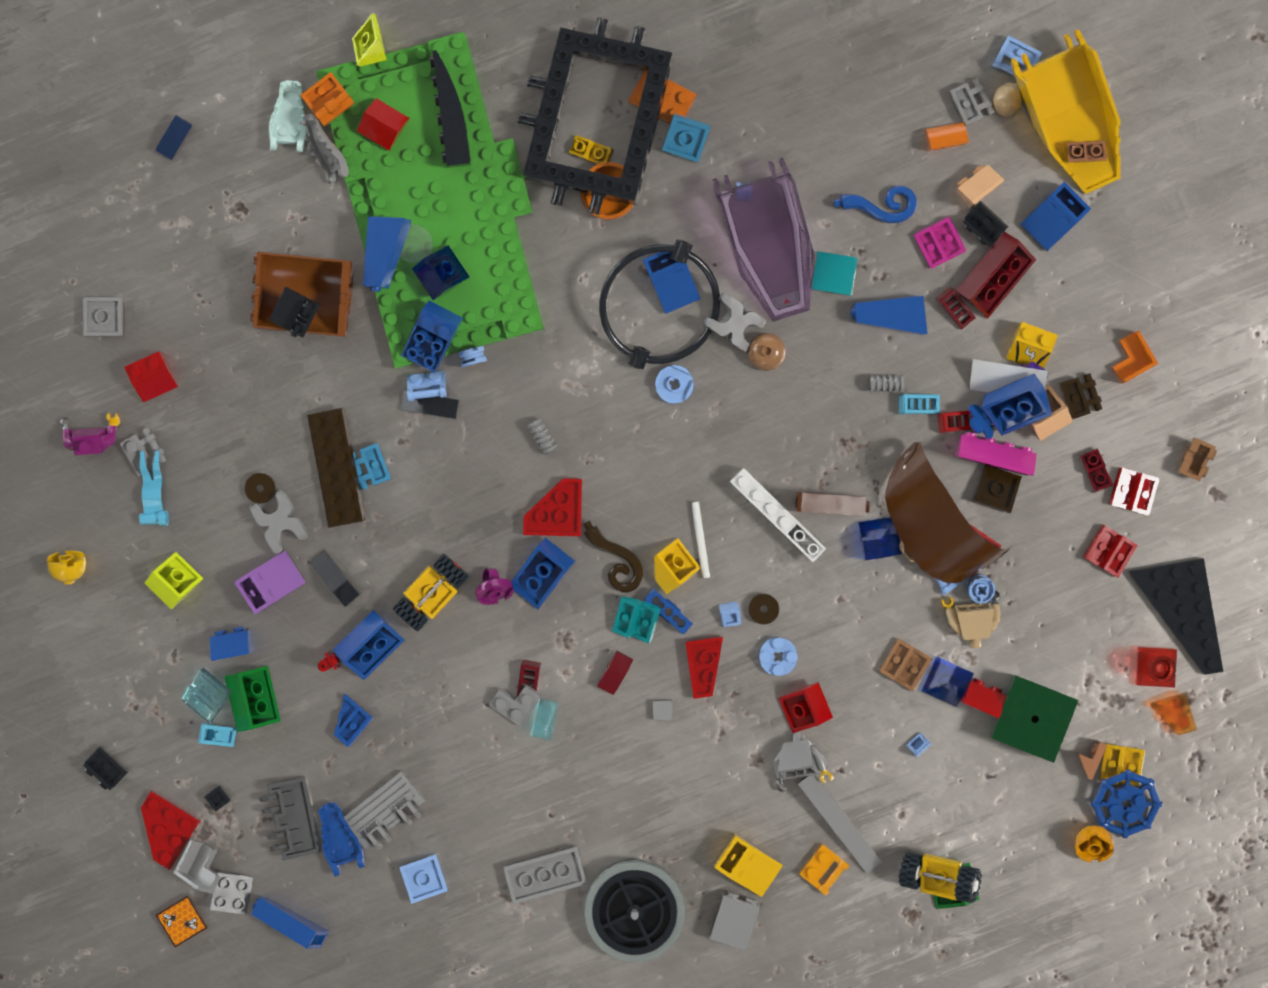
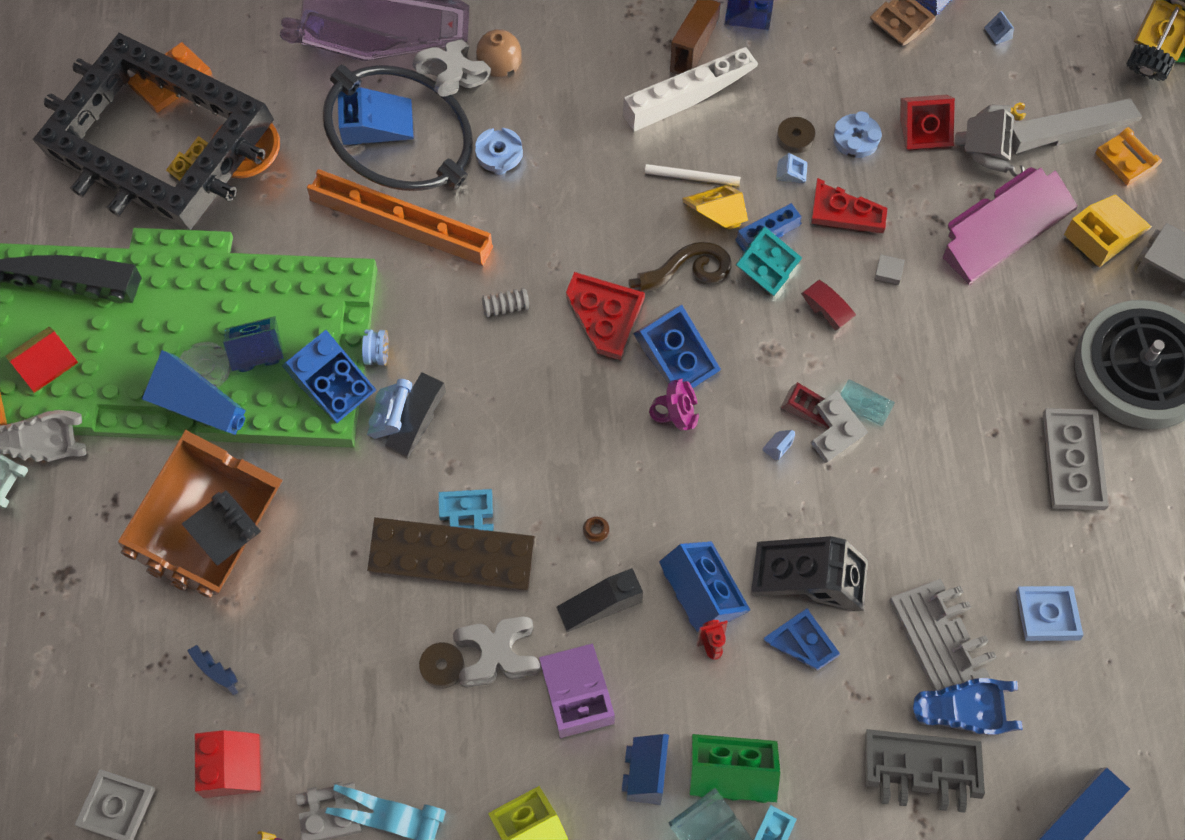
camera: 70 degrees left, 25 degrees down
(204, 347) = (215, 672): none -> dark blue slope
(382, 563) = (596, 522): none -> reddish brown plate
(398, 714) = (820, 567): none -> black bracket
(430, 592) = (658, 482): plate -> none
(491, 666) = (779, 444): none -> light blue slope
(588, 332) = (400, 217): none -> orange tile
(686, 137) = (223, 58): dark azure plate -> none
(737, 795) = (1002, 226): none -> slope

